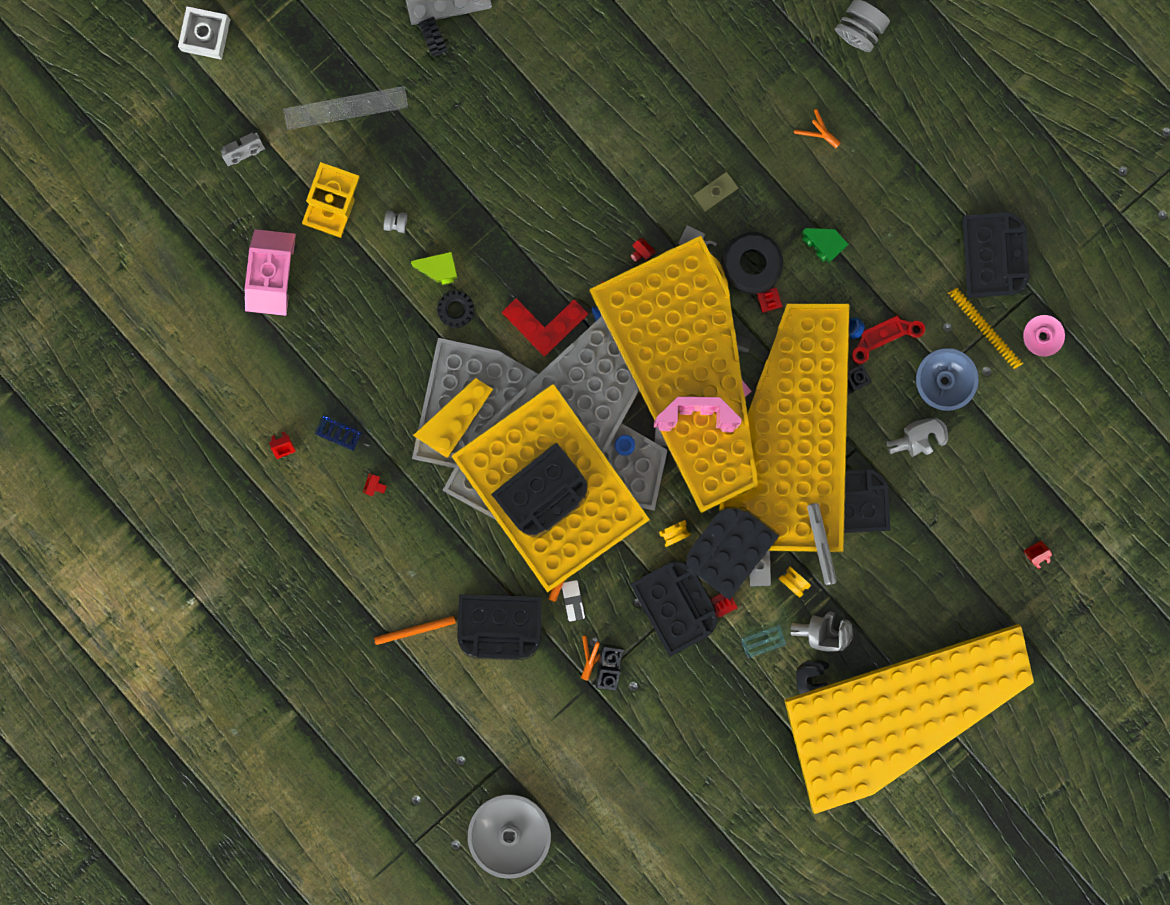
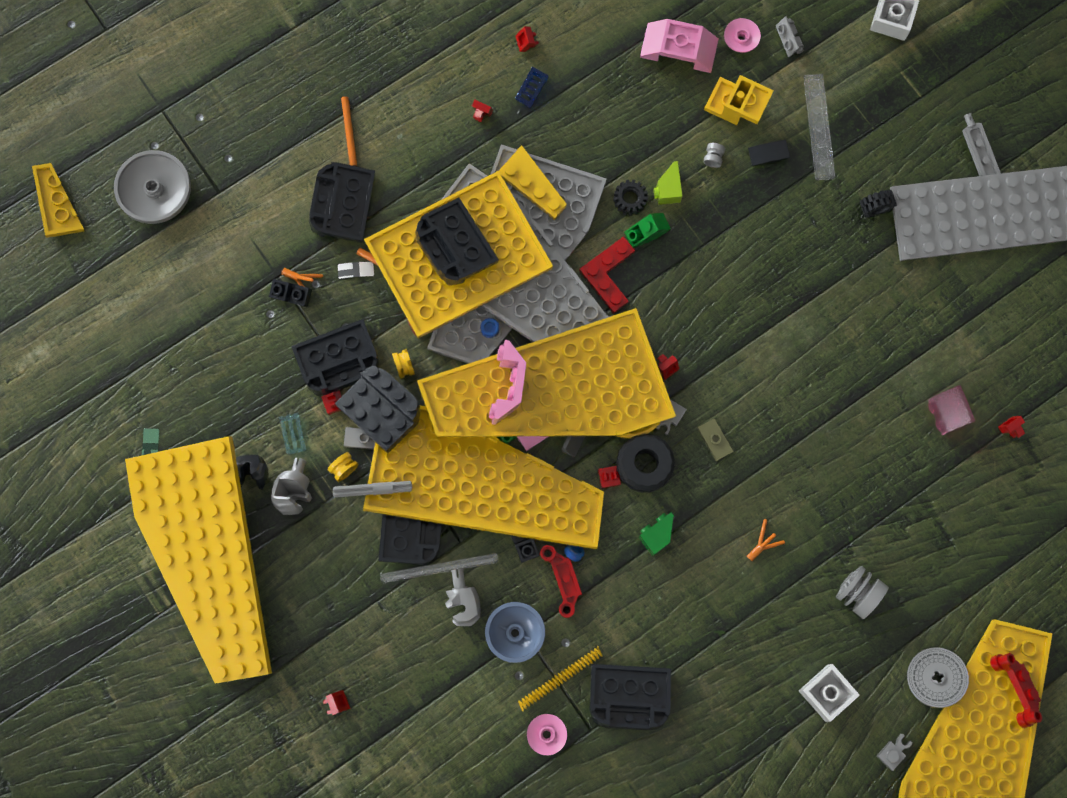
camera: 90 degrees right, 10 degrees down
(243, 193) = (742, 28): none -> bright pink dish
(385, 161) = (769, 152): none -> black slope
(491, 286) = (647, 229): none -> green slope
(791, 792) = (150, 441): none -> clear green sticker
(888, 466) = (438, 568): none -> clear tile
(968, 52) = (829, 693): none -> white brick

